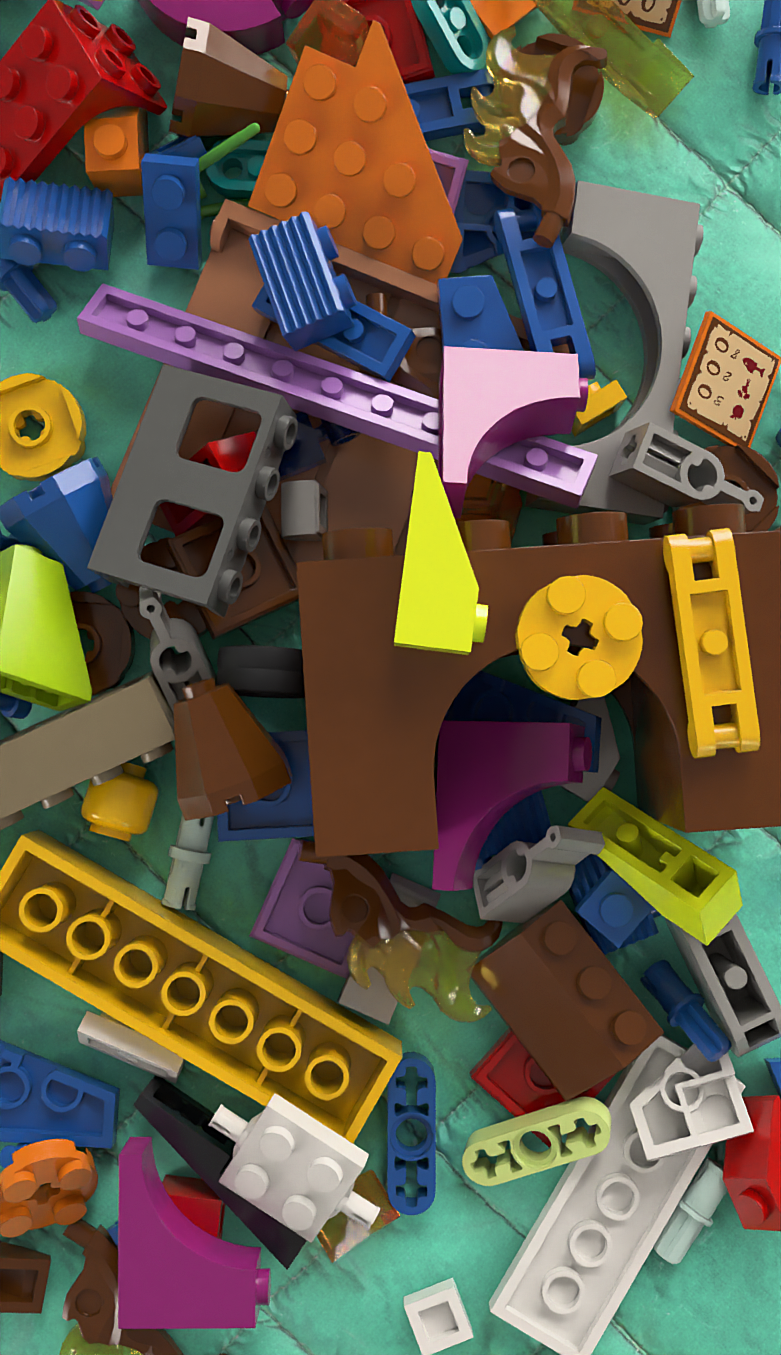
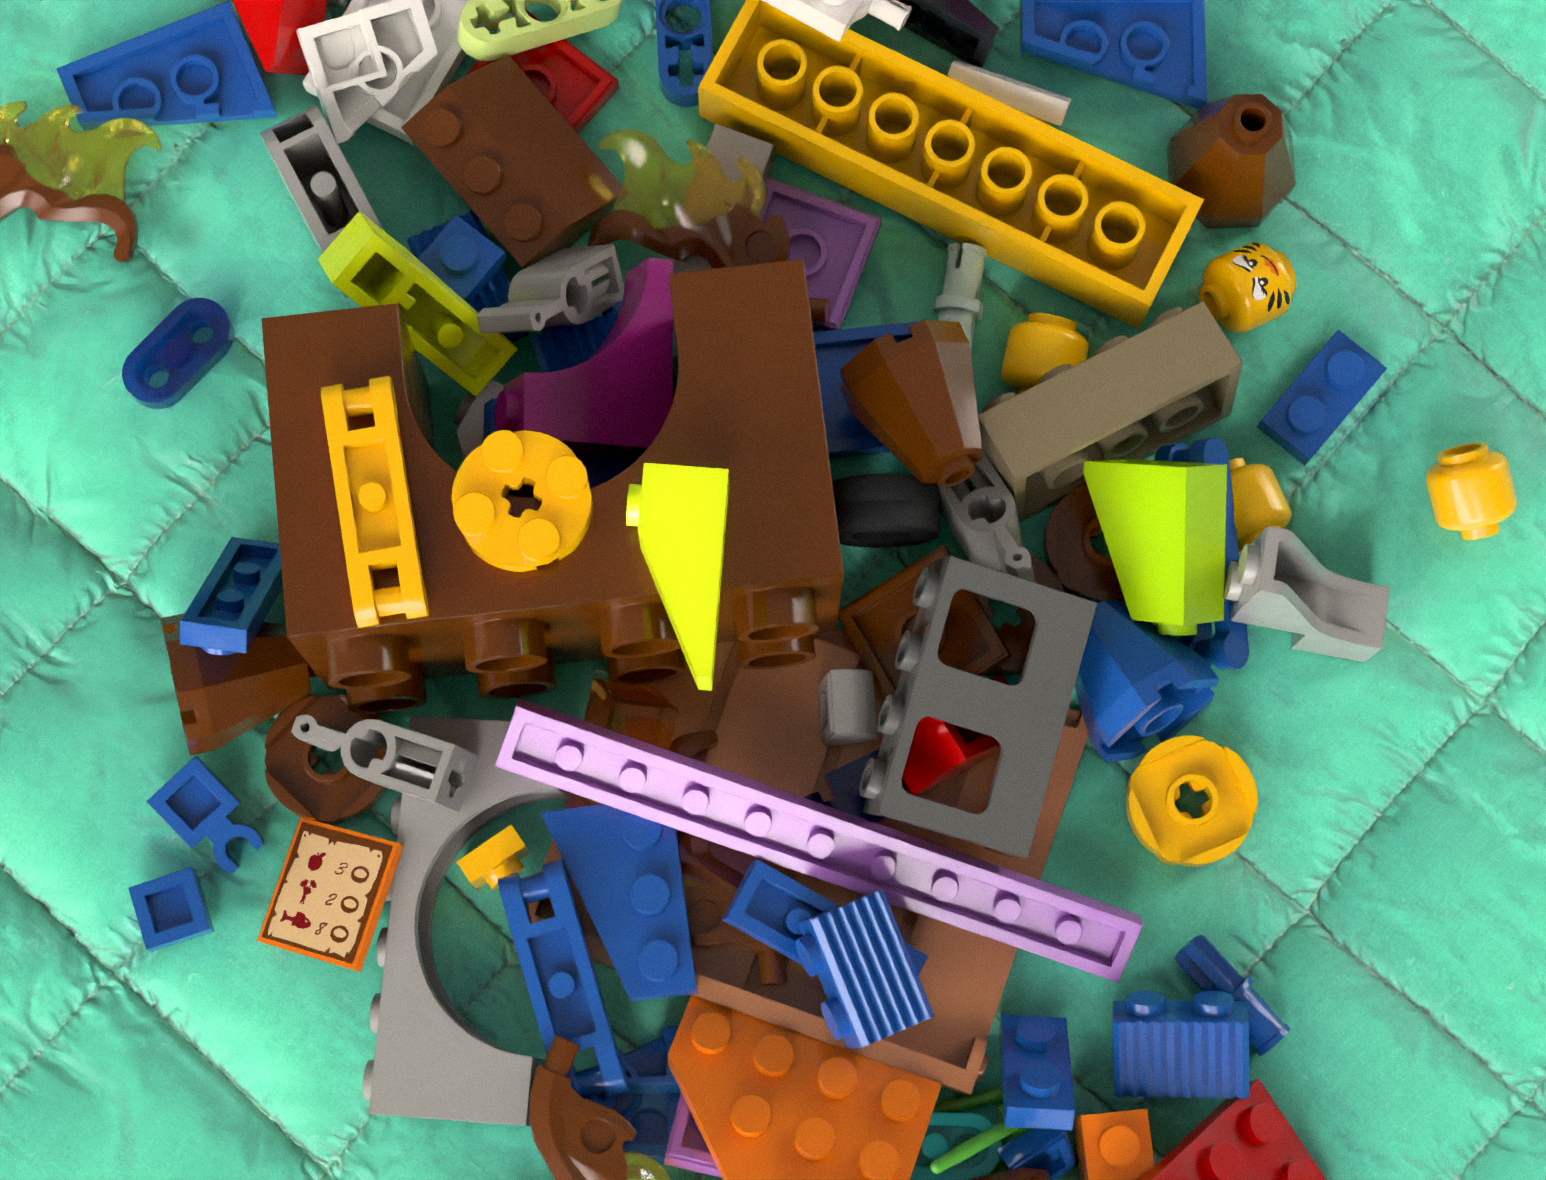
camera: 175 degrees right, 10 degrees down
(499, 400) = (626, 818): arch -> none
(685, 1010) = (373, 157): blue axle -> none

